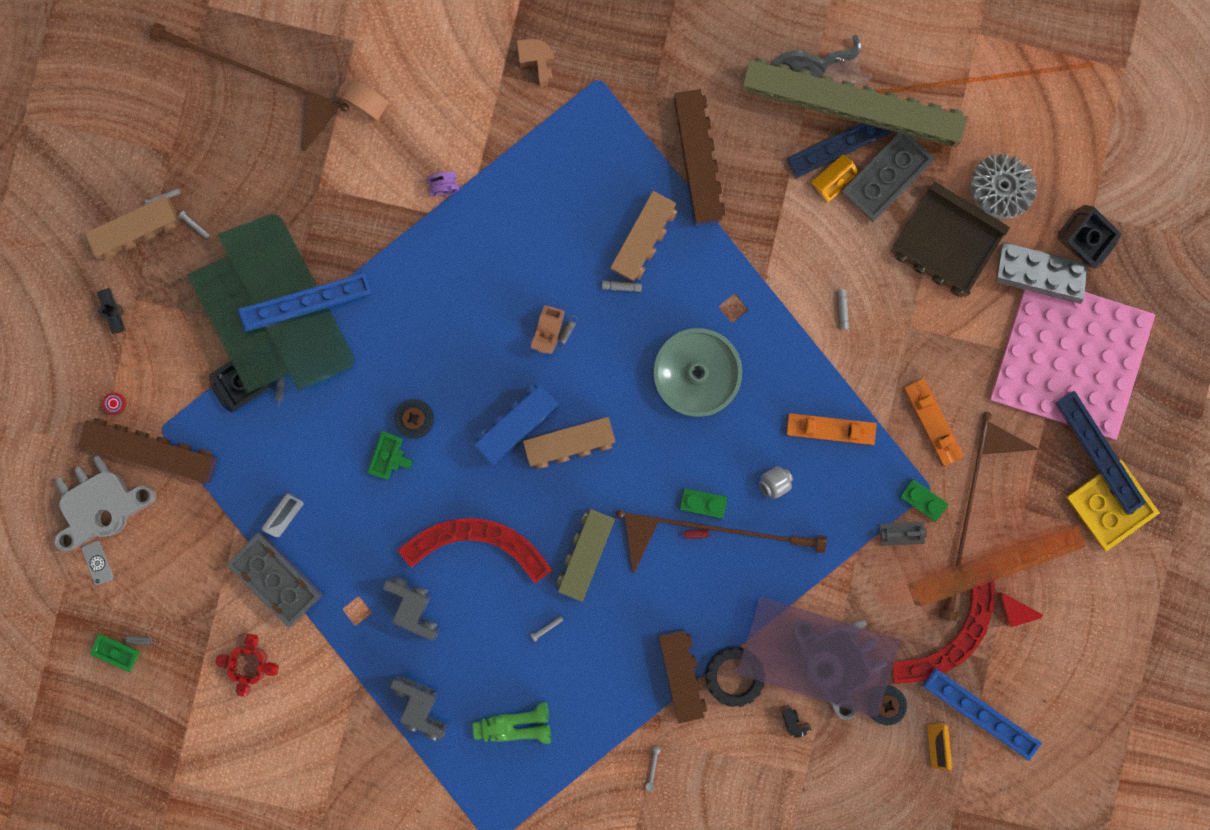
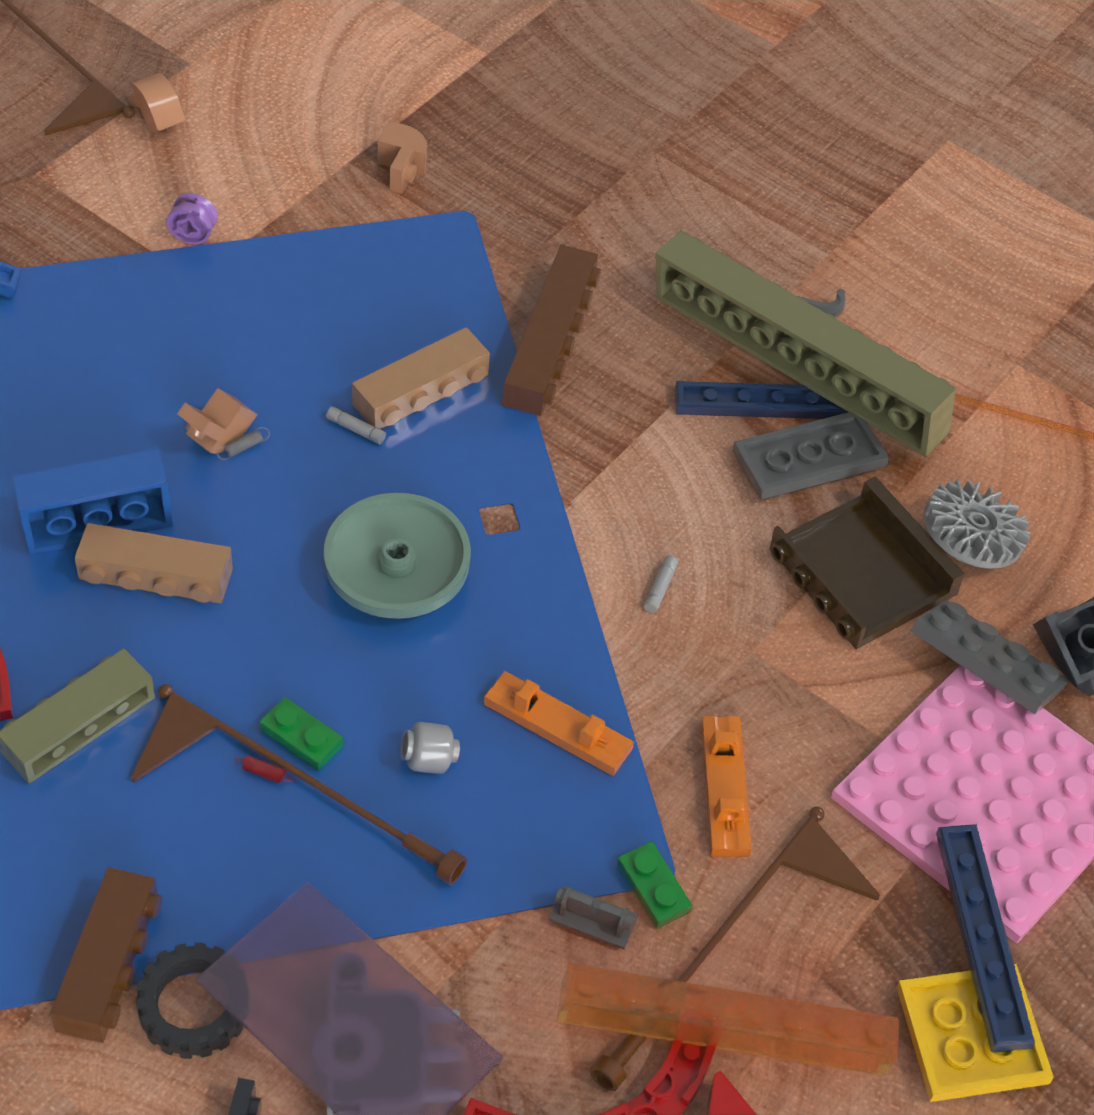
camera: 25 degrees right, 35 degrees down
(835, 178) = (721, 430): light orange slope -> none

